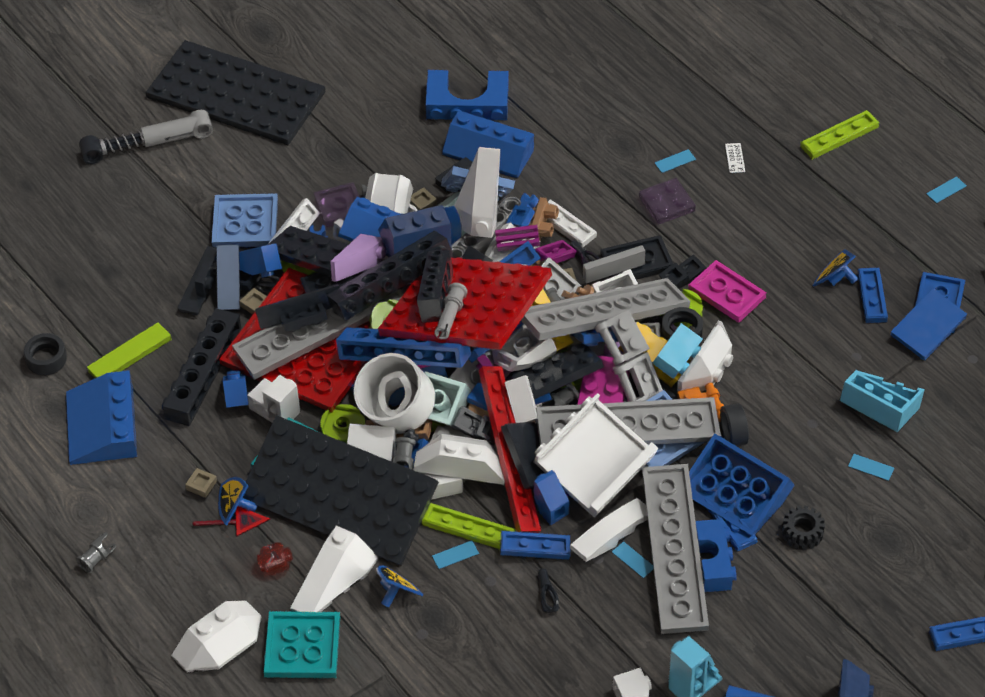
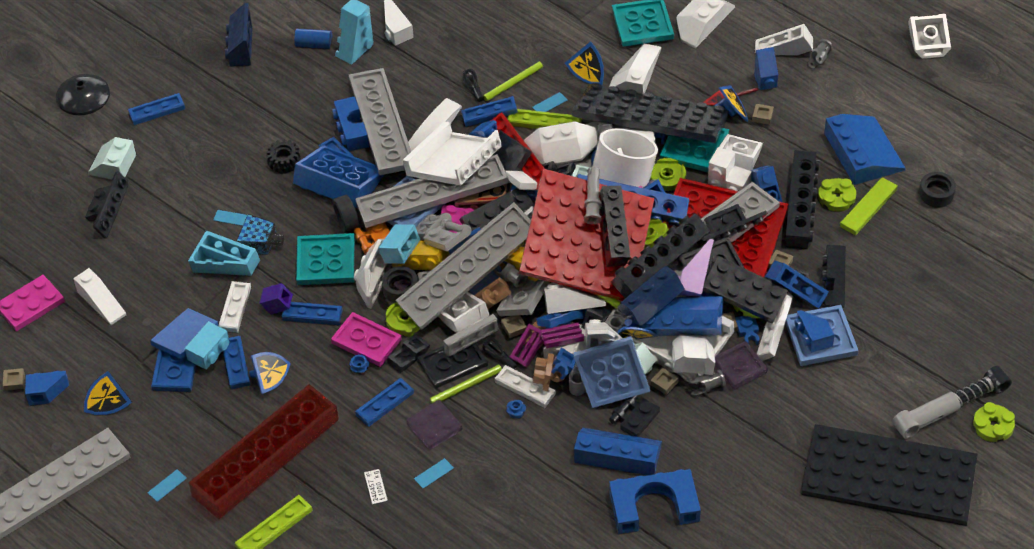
camera: 170 degrees right, 0 degrees up
(112, 110) = (997, 413): none -> lime plate
(133, 574) = (788, 42): none -> white slope
(153, 362) = (843, 187): none -> lime plate
(175, 532) = (766, 68): none -> blue slope
(228, 277) = (810, 266): sand blue tile -> none
(245, 433) = (745, 150): none -> white slope
(252, 206) = (814, 330): none -> blue slope
(274, 558) = (684, 69): clear red head -> none
(494, 590) = (513, 81): none -> lime bar
(580, 201) = (516, 412): none -> blue plate
(627, 234) = (466, 384): none -> lime bar
(633, 559) = (410, 119): dark azure sticker -> none
(715, 230) = (384, 402): none -> blue tile
(739, 266) = (359, 360): none -> blue plate
(764, 387) = (325, 259): none -> teal plate
(784, 334) = (313, 313): none -> blue tile
(824, 342) = (276, 298): none -> dark purple brick
(840, 425) = (259, 234): none -> torso
(844, 188) = (263, 451): none -> clear red brick
(872, 351) = (235, 306): none -> white tile
(902, 297) = (207, 345): none -> medium azure brick

